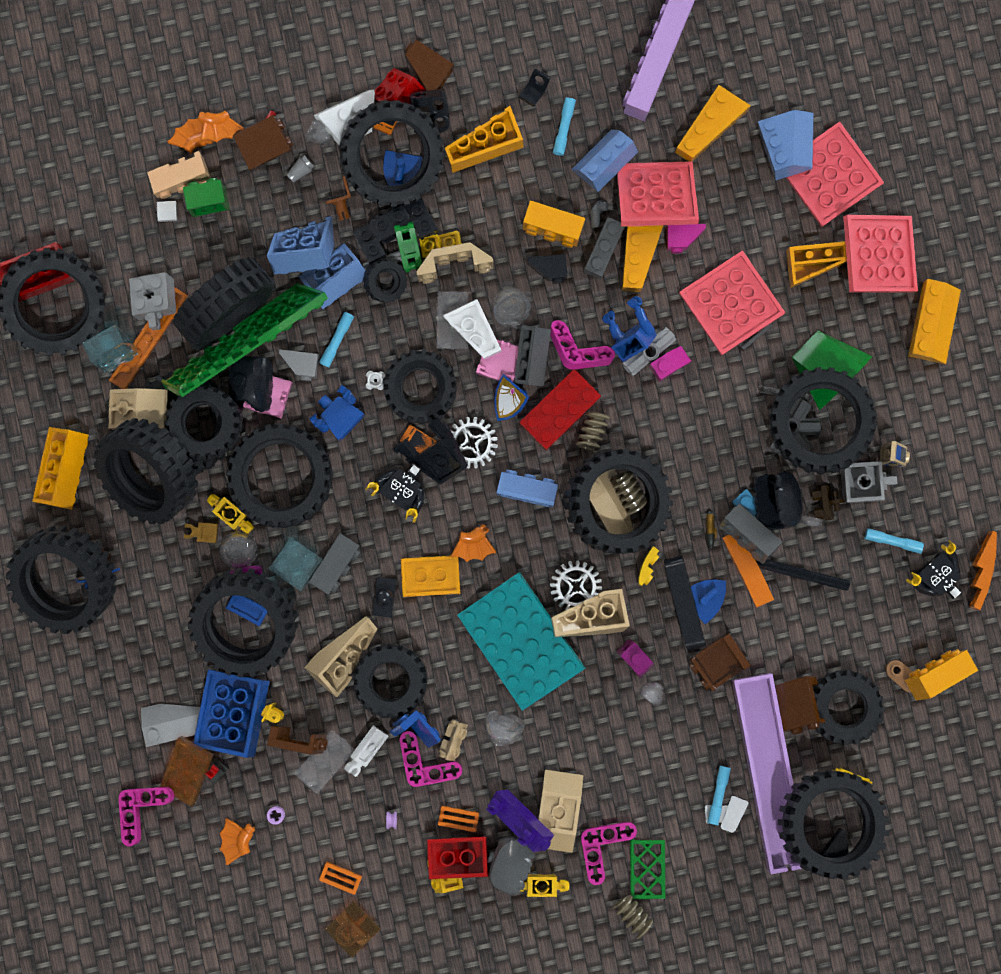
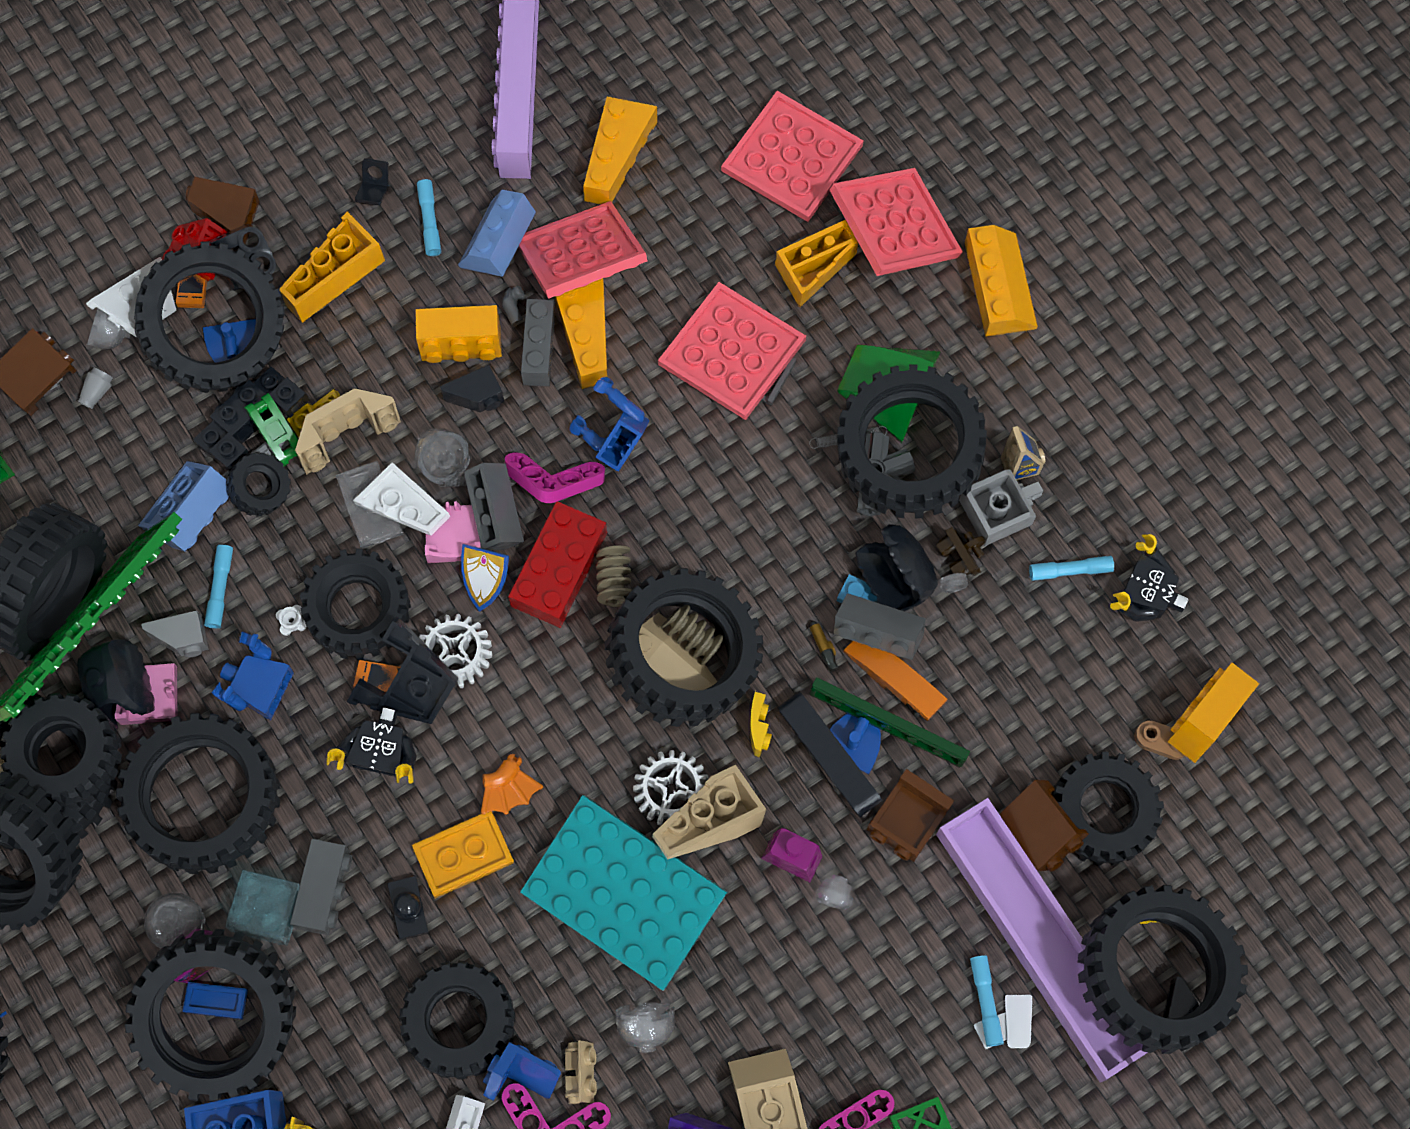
camera: 25 degrees left, 15 degrees down
(204, 532) = (117, 916): pearl gold plate -> none
(219, 505) = (126, 868): yellow piece -> none
(302, 248) = (130, 487): medium blue wedge -> none
(337, 660) = (371, 1023): tan wedge -> none
(340, 203) = (163, 410): dark orange bracket -> none
(527, 488) = (553, 684): medium blue slope -> none
(660, 343) = (640, 459): light grey piece -> none
(669, 363) = (680, 454): dark pink slope -> none
(682, 236) = (634, 292): dark pink slope -> none
(731, 598) = (889, 722): none -> dark green tile
(788, 142) = (721, 134): medium blue wedge -> none
(805, 574) = (974, 656): black axle -> none
(985, 563) = (1203, 552): orange slope -> none

